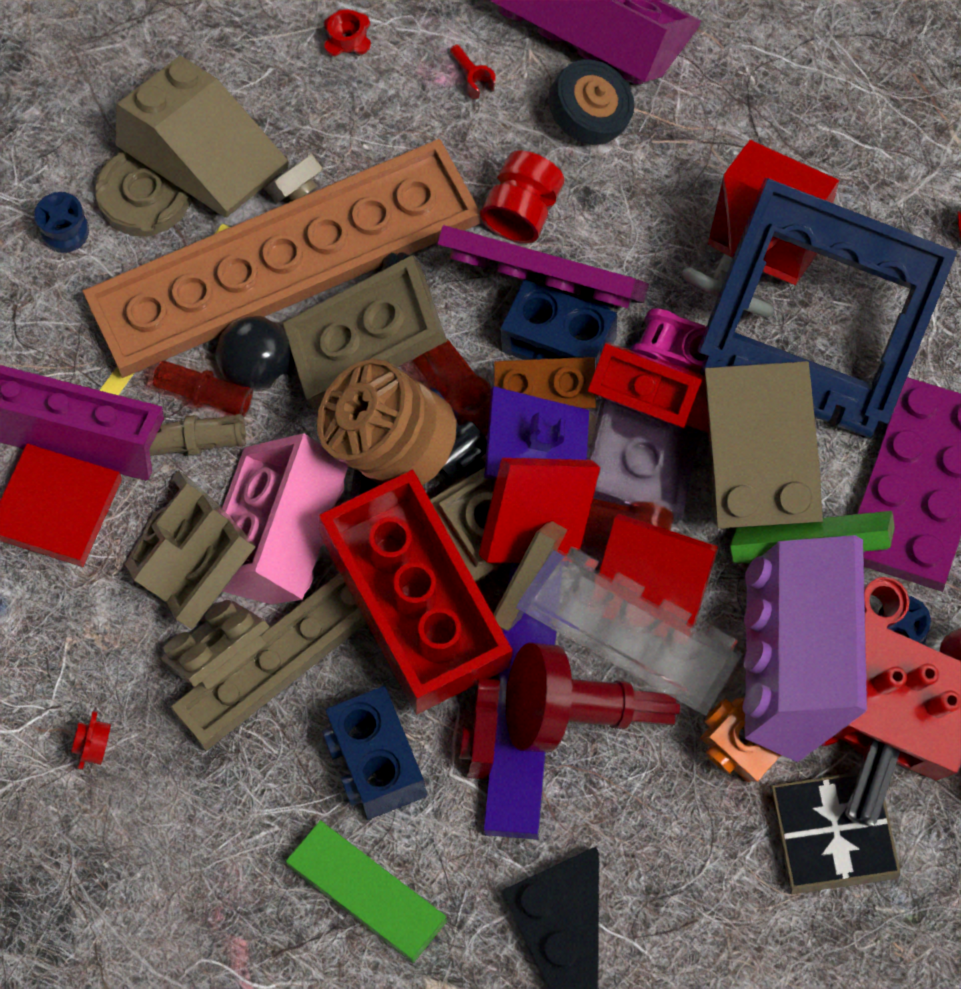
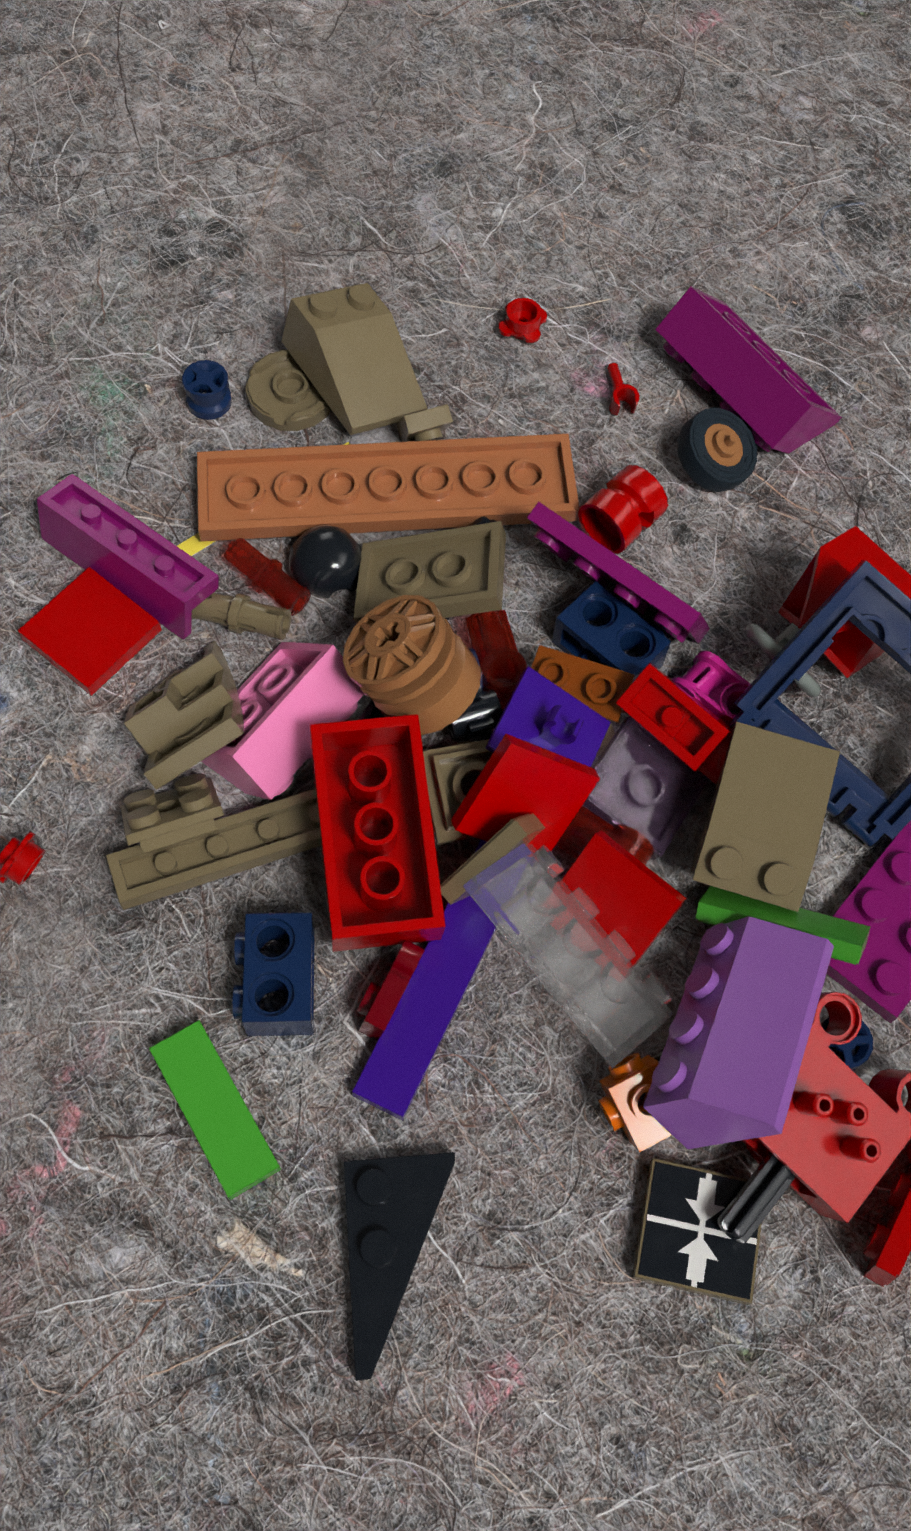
camera: 10 degrees right, 0 degrees up
(545, 698) = (461, 986): dark red piece -> none

